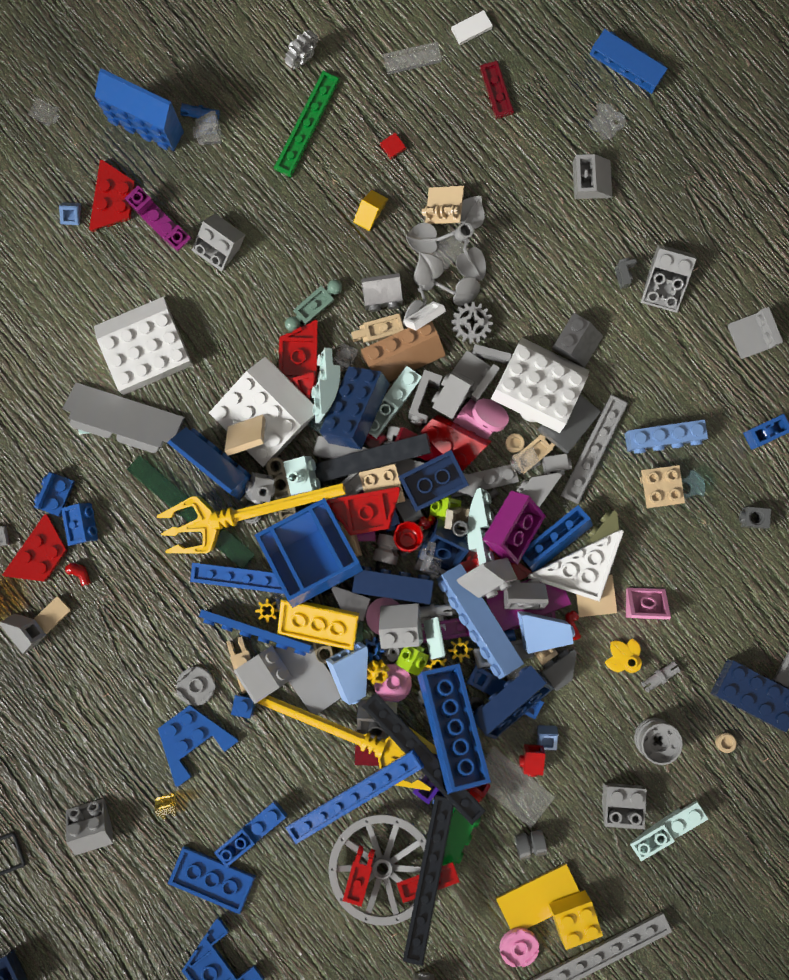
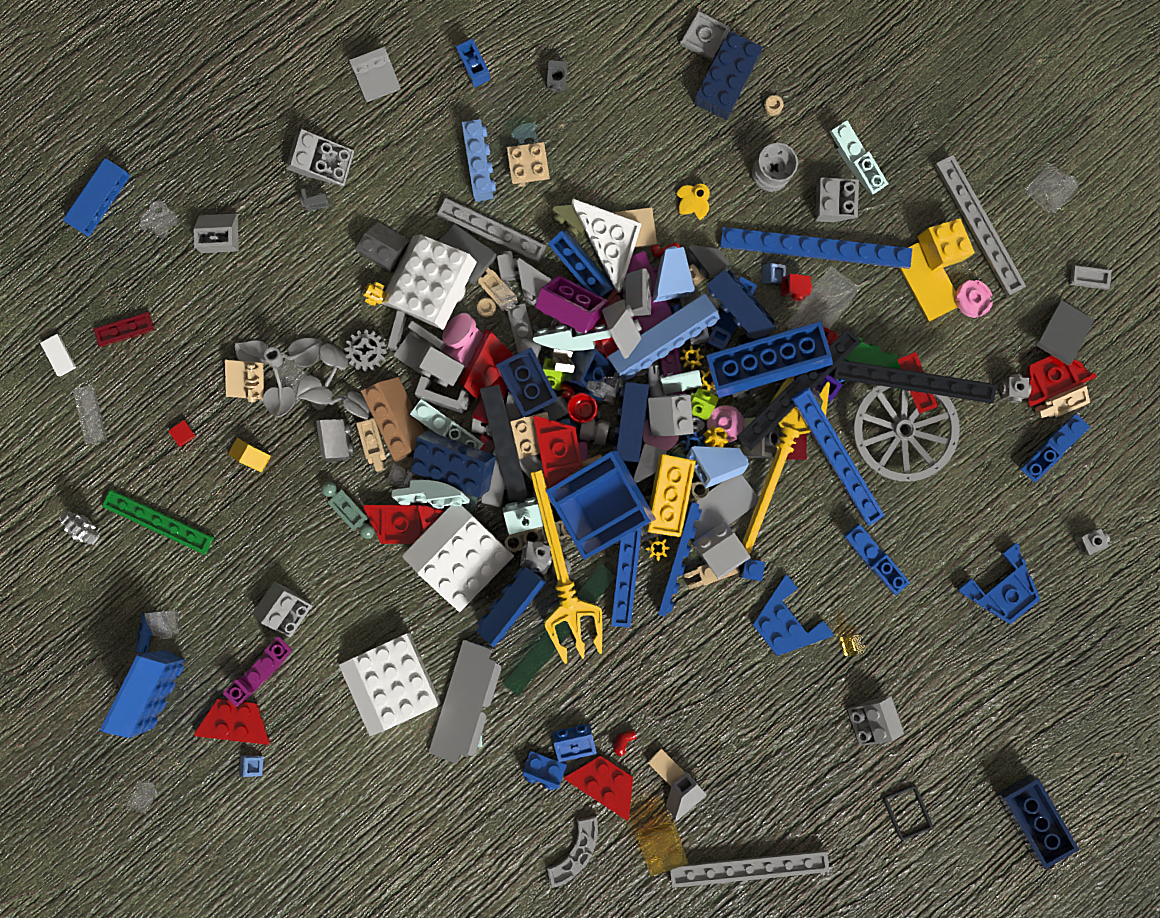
camera: 85 degrees left, 0 degrees up
(195, 686) = (733, 619): light grey tile -> none
(211, 879) = (922, 597): blue tile -> none
(245, 435) = (483, 571): tan tile -> none
(358, 878) = (916, 450): red hinge -> none
(424, 315) = (359, 396): white tile -> none
(458, 532) = (577, 357): dark grey hinge -> none
(529, 331) = (374, 293): none -> yellow gear
(530, 844) = (876, 288): dark grey wheel -> none
(573, 783) = (816, 248): none -> blue plate
(647, 603) = (643, 178): bright pink slope -> none
(660, 676) = (712, 166): light grey pin -> none

